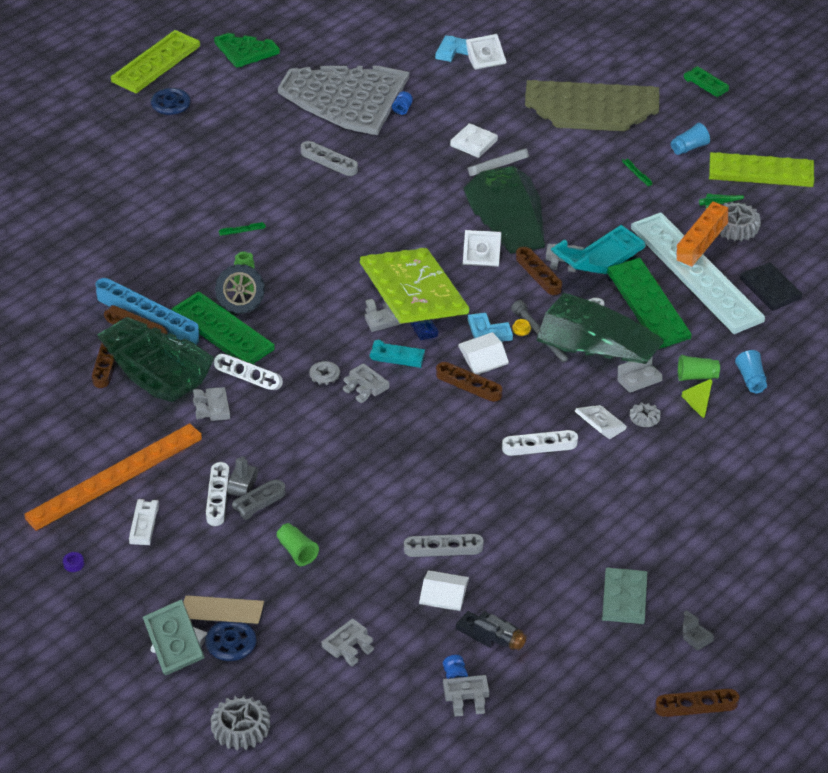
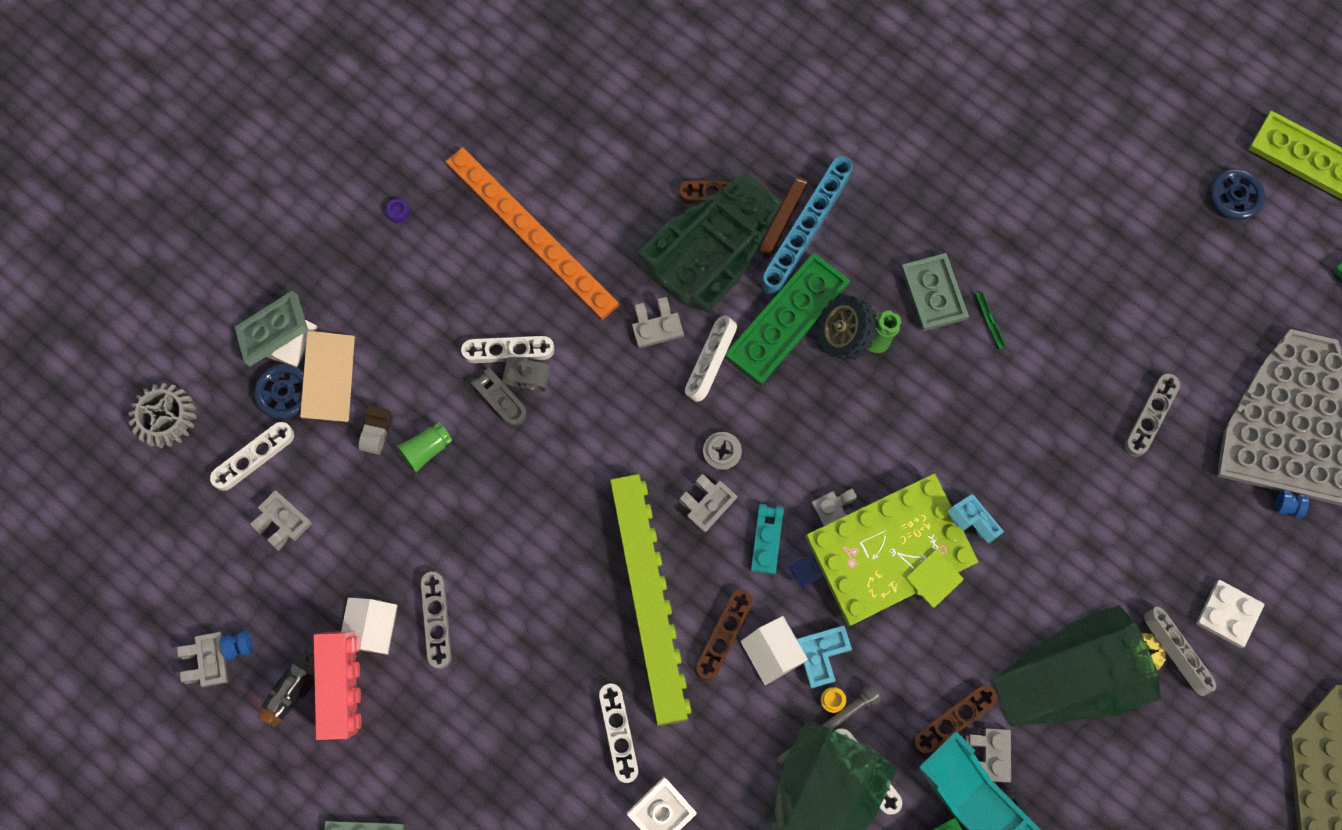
camera: 85 degrees right, 30 degrees up
(143, 522) = (456, 274): white plate -> none
(214, 250) = (934, 292): none -> sand green plate
(276, 577) = (375, 429): none -> leg
(286, 663) = (250, 453): none -> white beam
(395, 244) = (971, 512): none -> medium azure plate
(437, 266) = (934, 578): none -> lime piece
(437, 417) = (649, 602): none -> lime brick
(482, 248) = (984, 637): white slope -> none
(495, 590) = (336, 685): none -> coral brick

